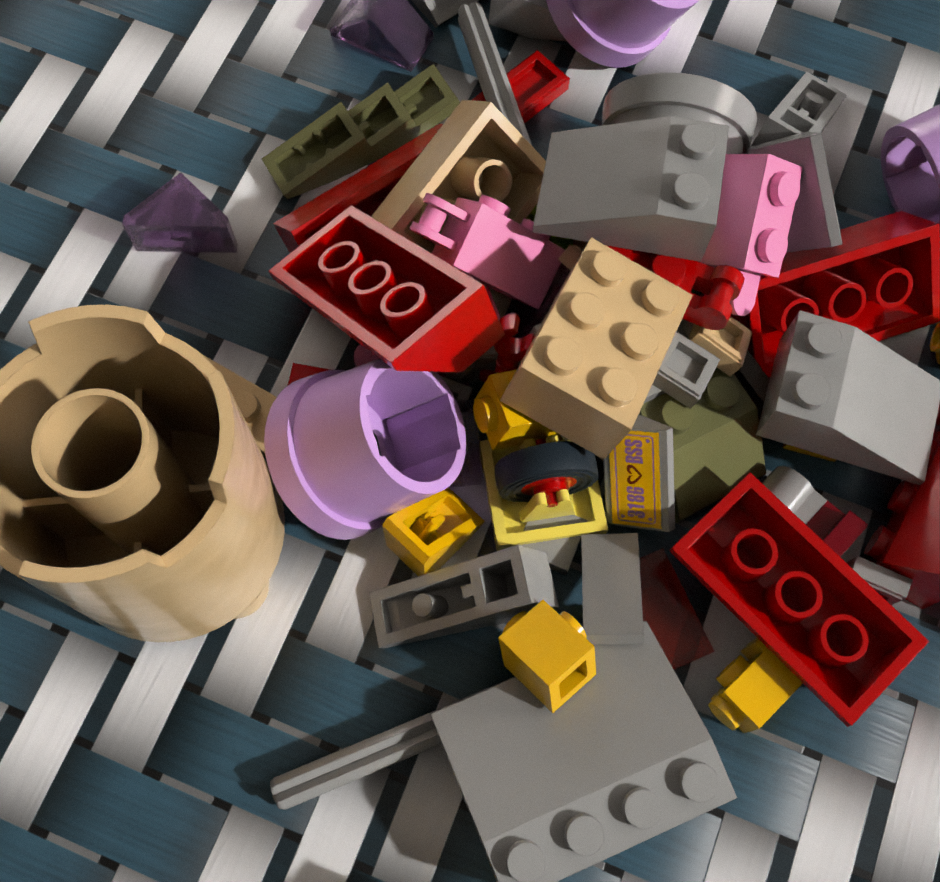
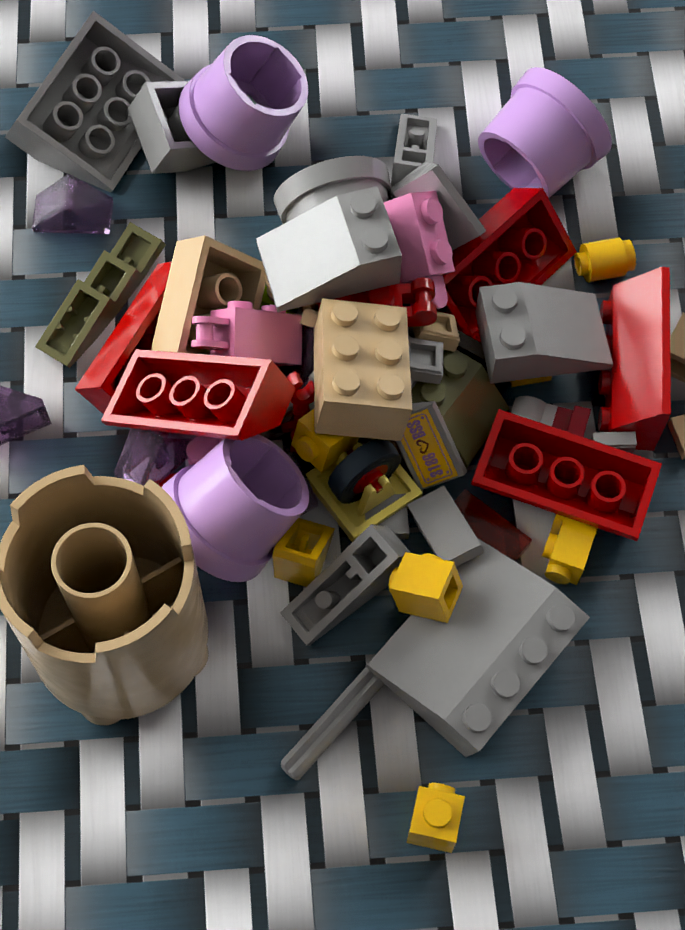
camera: 25 degrees left, 5 degrees down
(309, 344) = (151, 455): none -> clear purple slope
(489, 64) = (169, 204): light grey axle -> none
(534, 84) = (202, 212): red tile -> none

